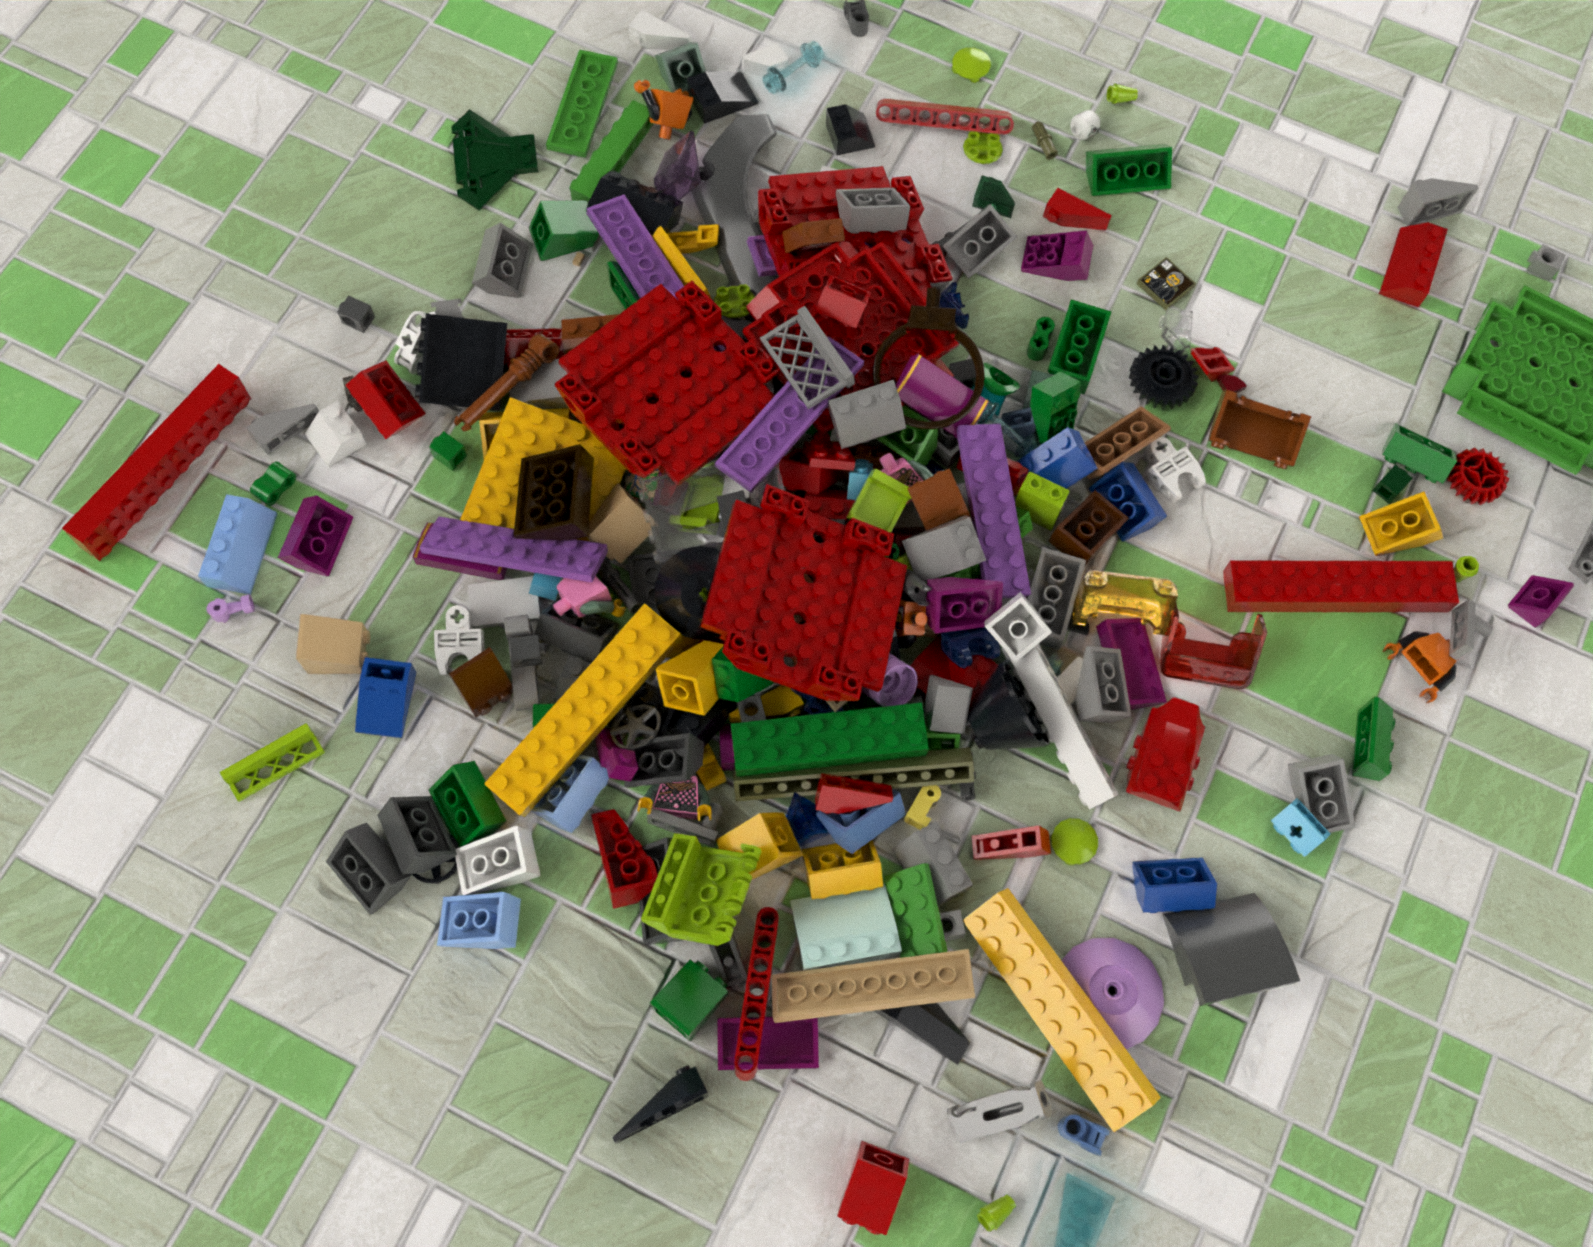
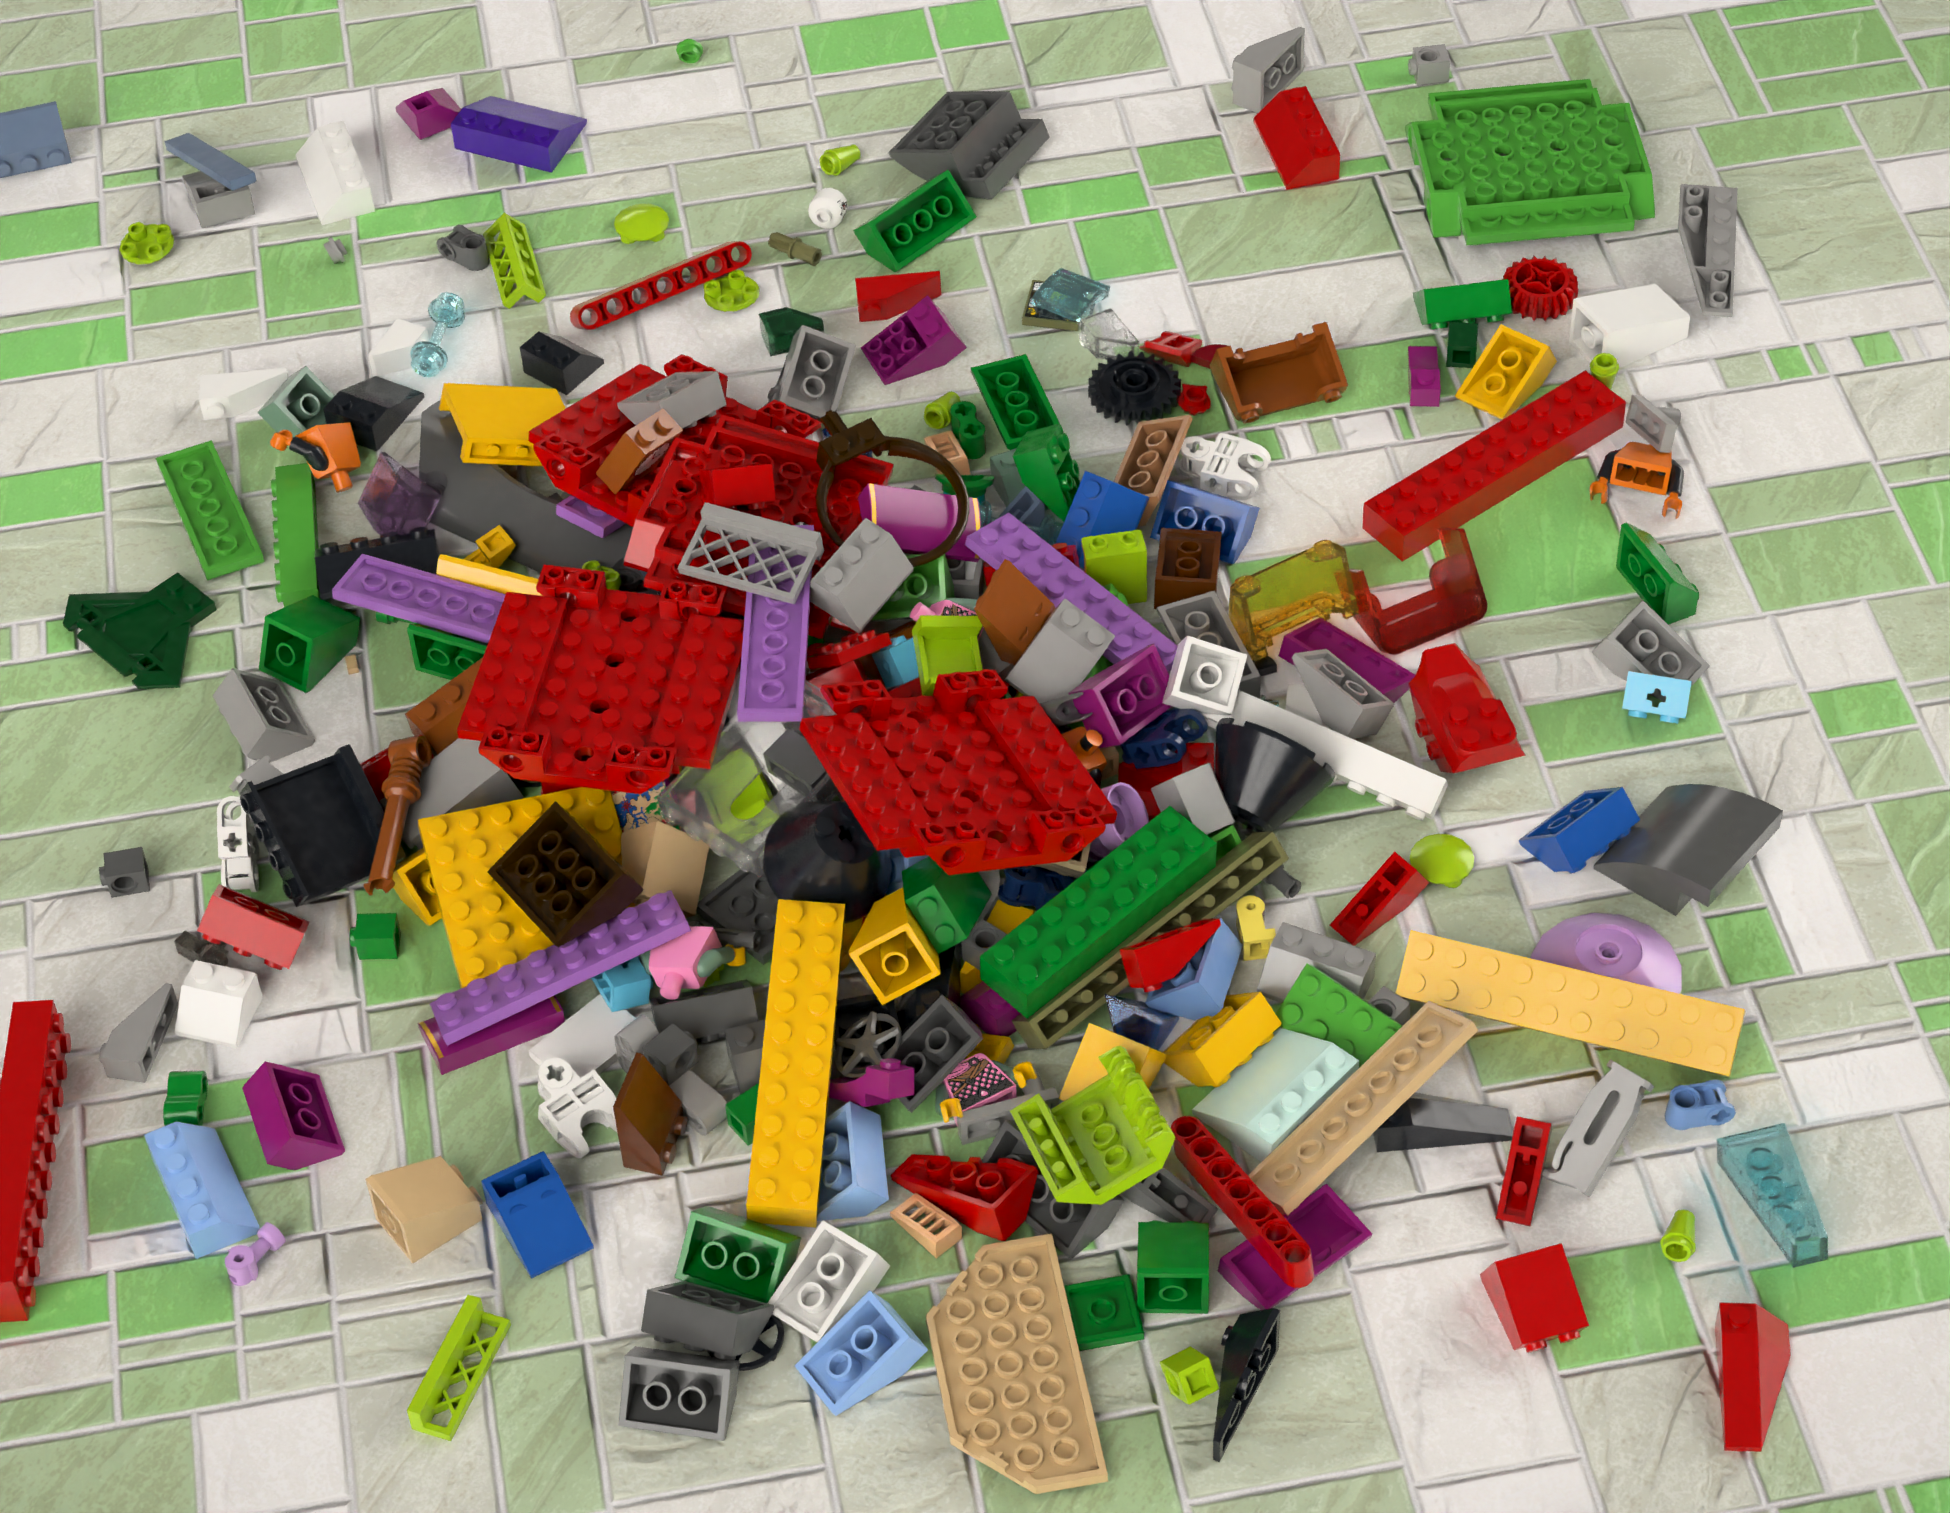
camera: 30 degrees left, 20 degrees down
(553, 996) = (1015, 1369): none -> tan plate
(587, 880) = (935, 1244): none -> light nougat slope
(630, 995) = (1104, 1312): none -> green tile
(637, 1081) = (1189, 1375): none -> lime brick
(772, 150) = (498, 420): none -> yellow panel
(877, 43) = (519, 255): none -> lime fence
(941, 1096) = (1524, 1171): none -> red slope
(1015, 348) = (952, 452): none -> light nougat slope
(1034, 312) = (937, 413): none -> lime cone
(1177, 284) = (1070, 295): none -> clear light blue slope
(1194, 408) = (1194, 399): none -> red animal
(1208, 134) = (974, 138): none -> dark grey slope
(1349, 490) = (1423, 376): none -> magenta slope
(1511, 543) = (1627, 323): none -> white slope
(1539, 598) = (1700, 357): magenta slope -> none

